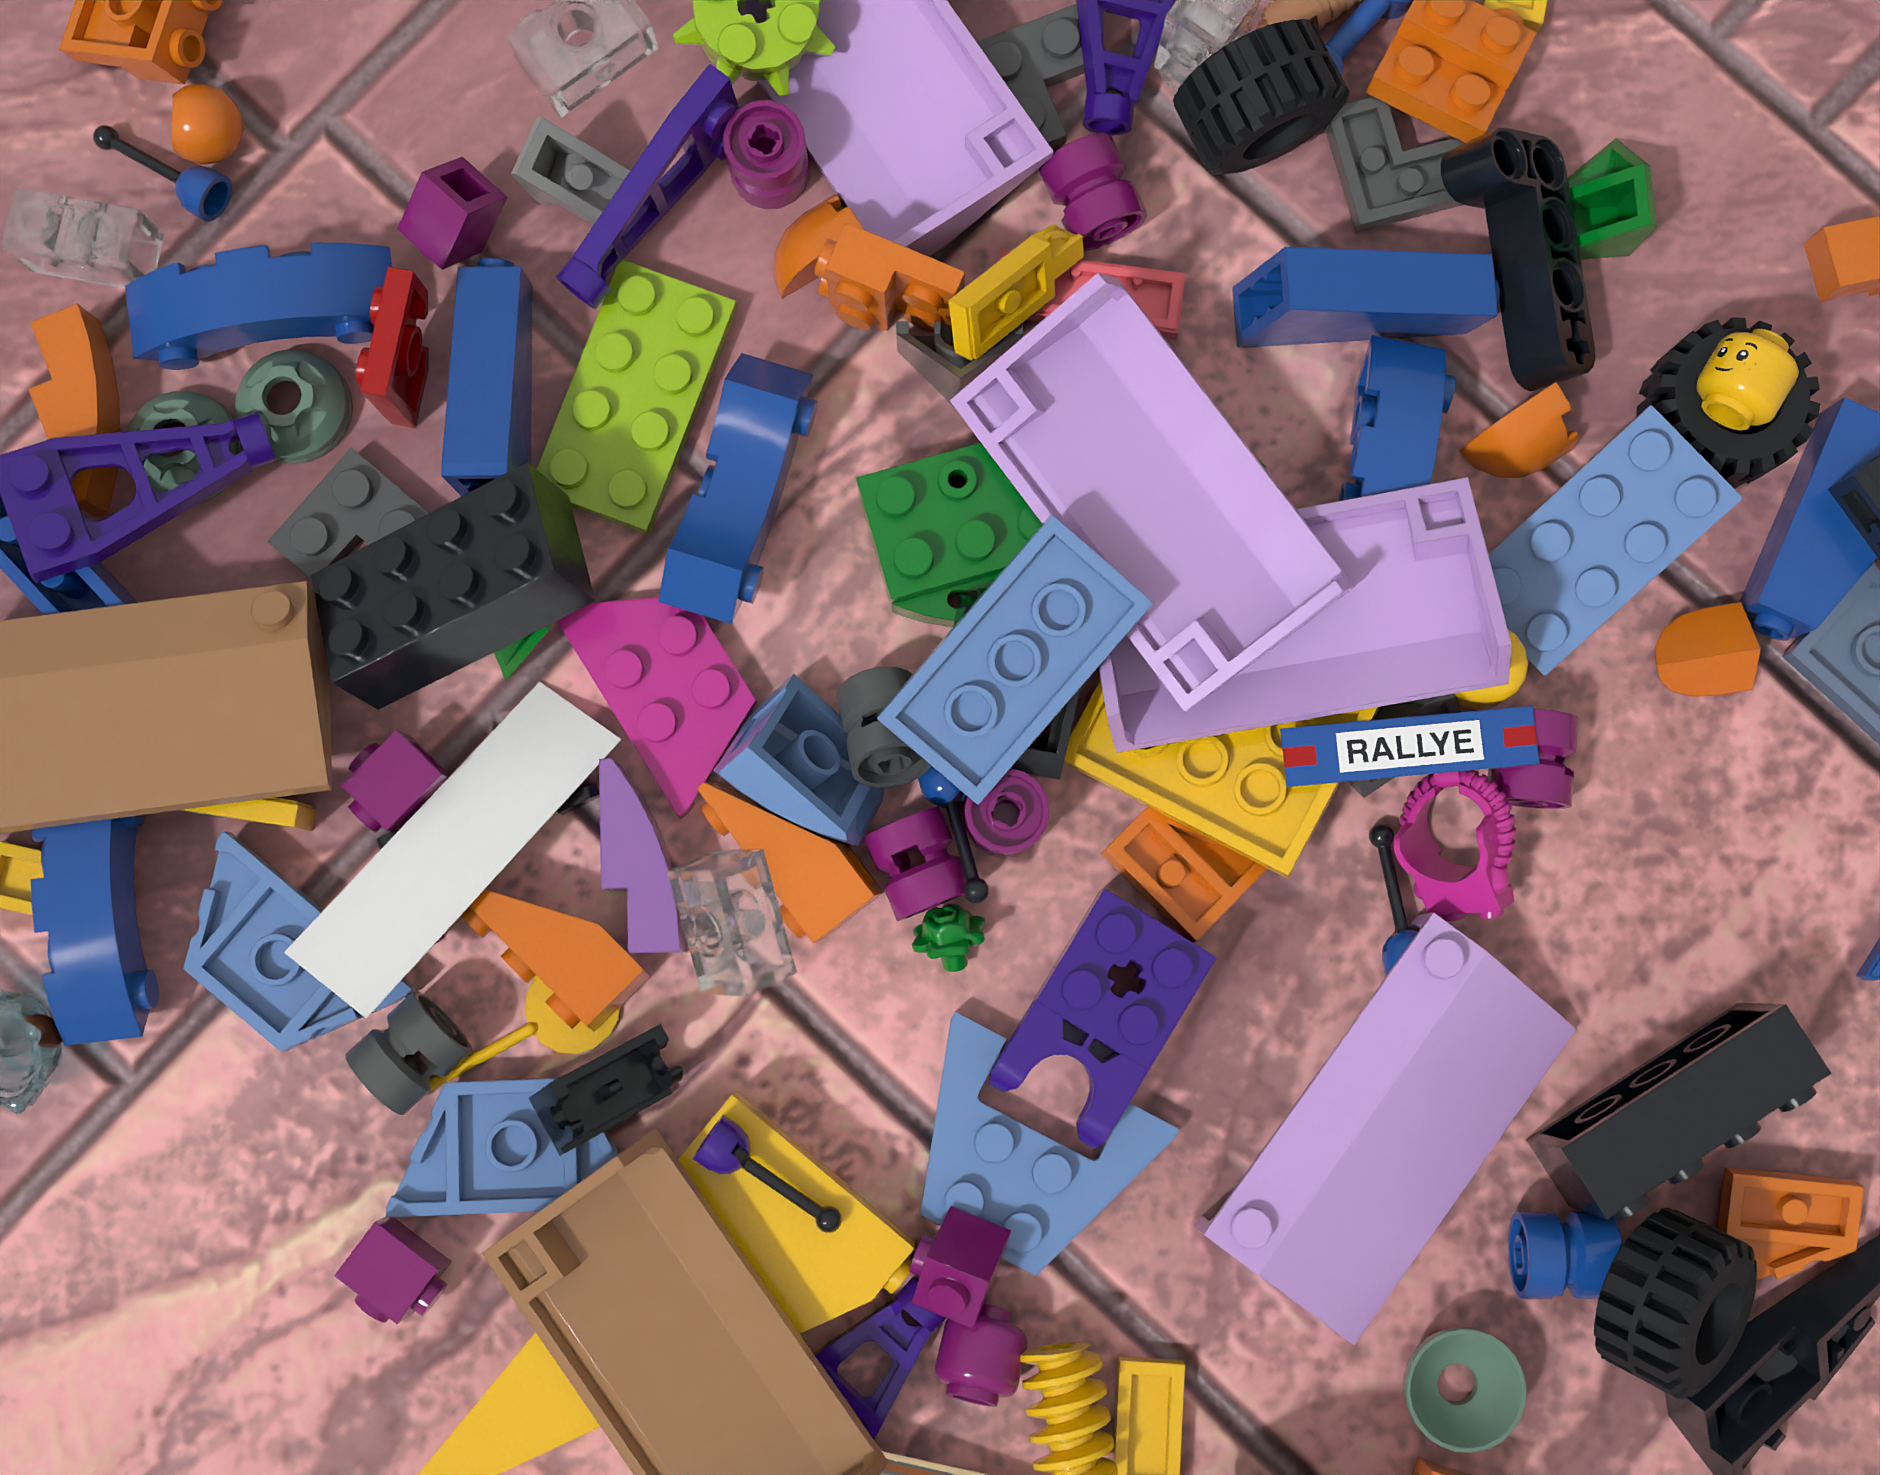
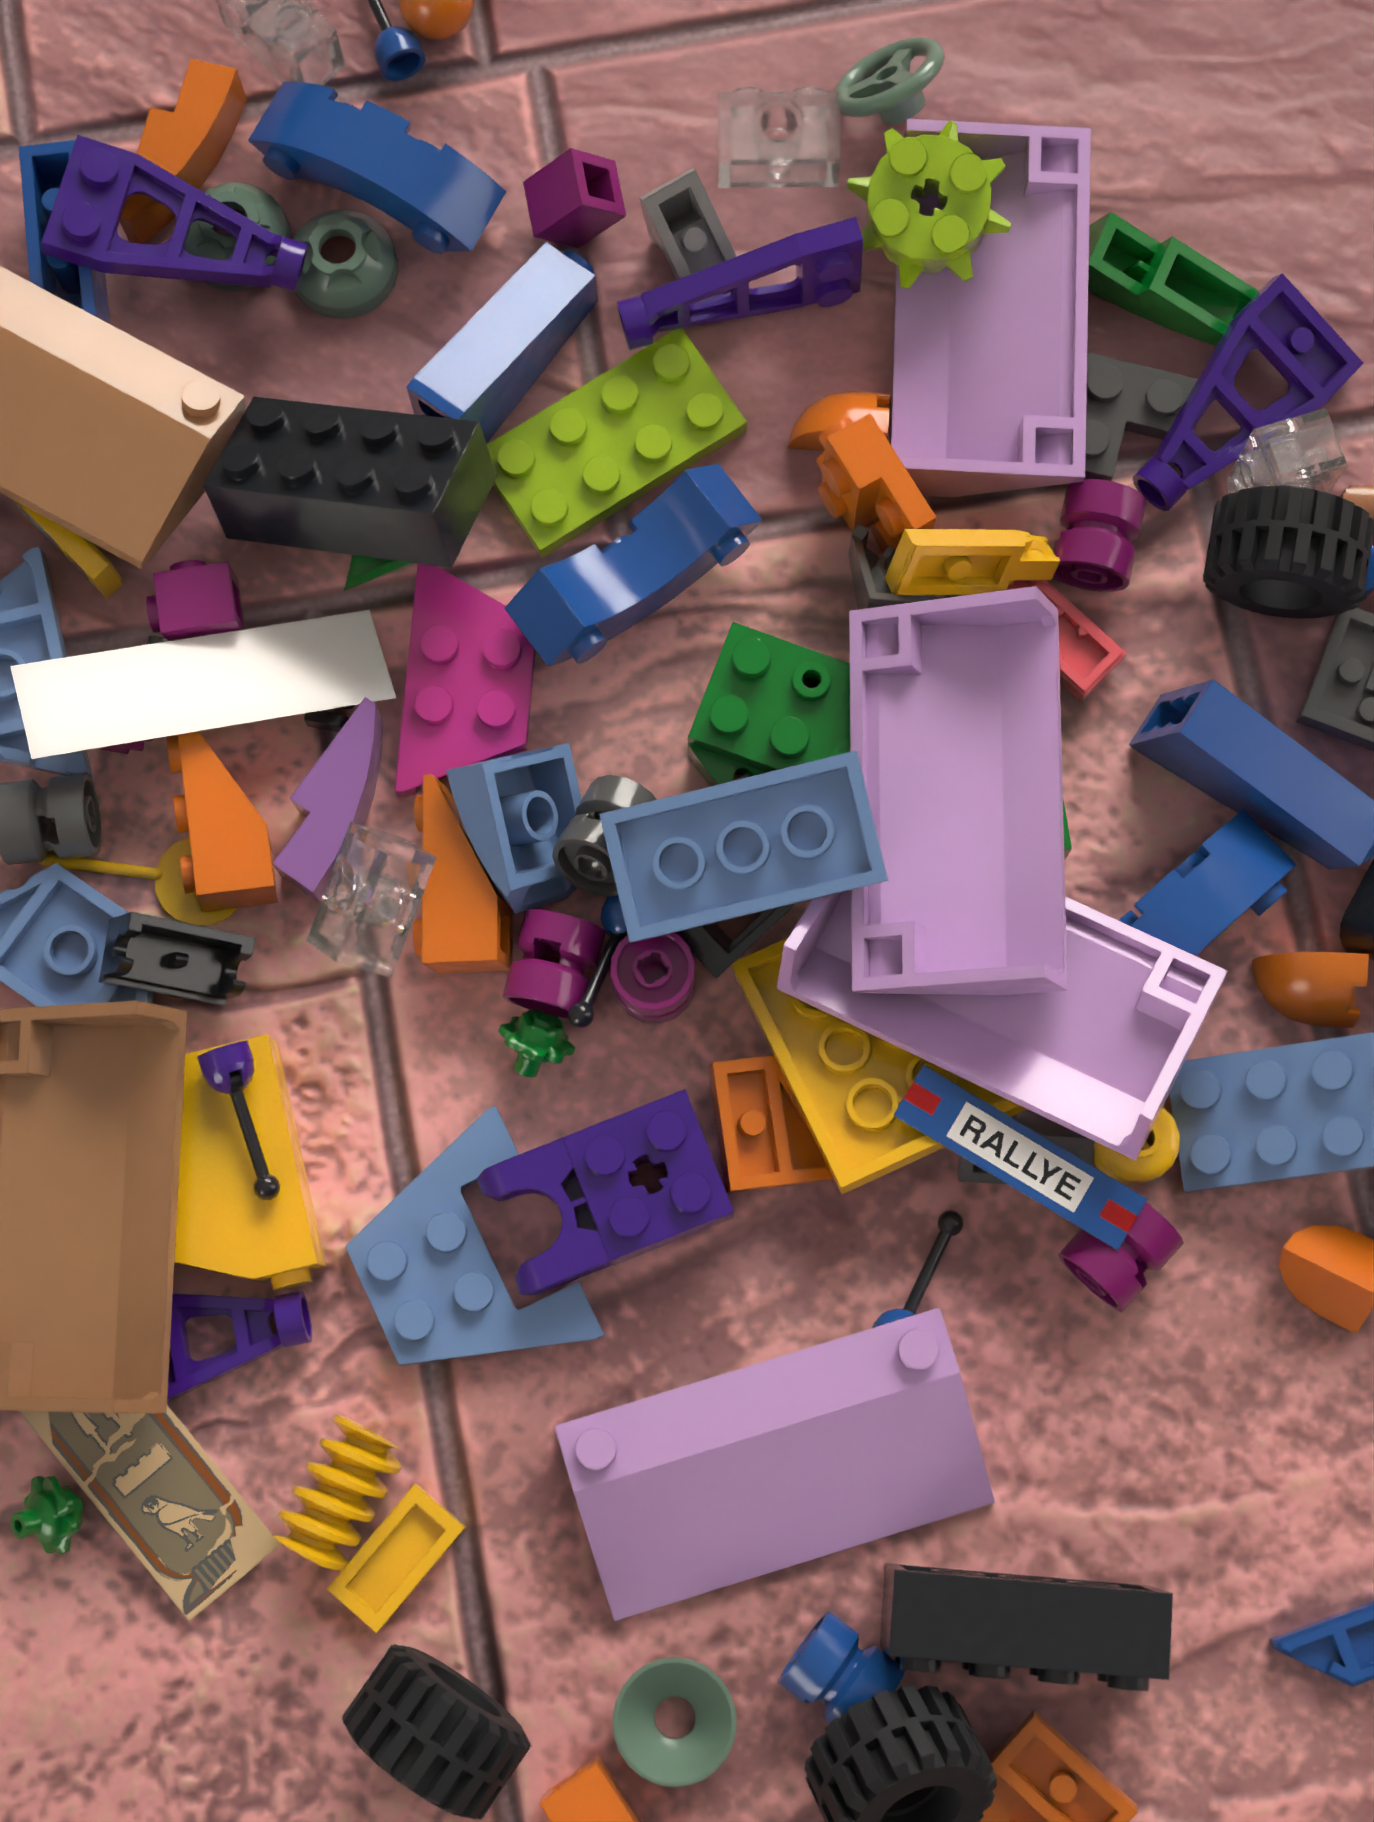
camera: 40 degrees right, 5 degrees down
(341, 511) = (316, 369): dark grey plate -> none
(396, 363) = (440, 282): red plate -> none
(766, 154) = (856, 324): magenta wheel -> none
(958, 1266) = (342, 1305): magenta brick -> none
(983, 1360) = (306, 1393): magenta head -> none
(1449, 887) = (968, 1294): dark pink piece -> none

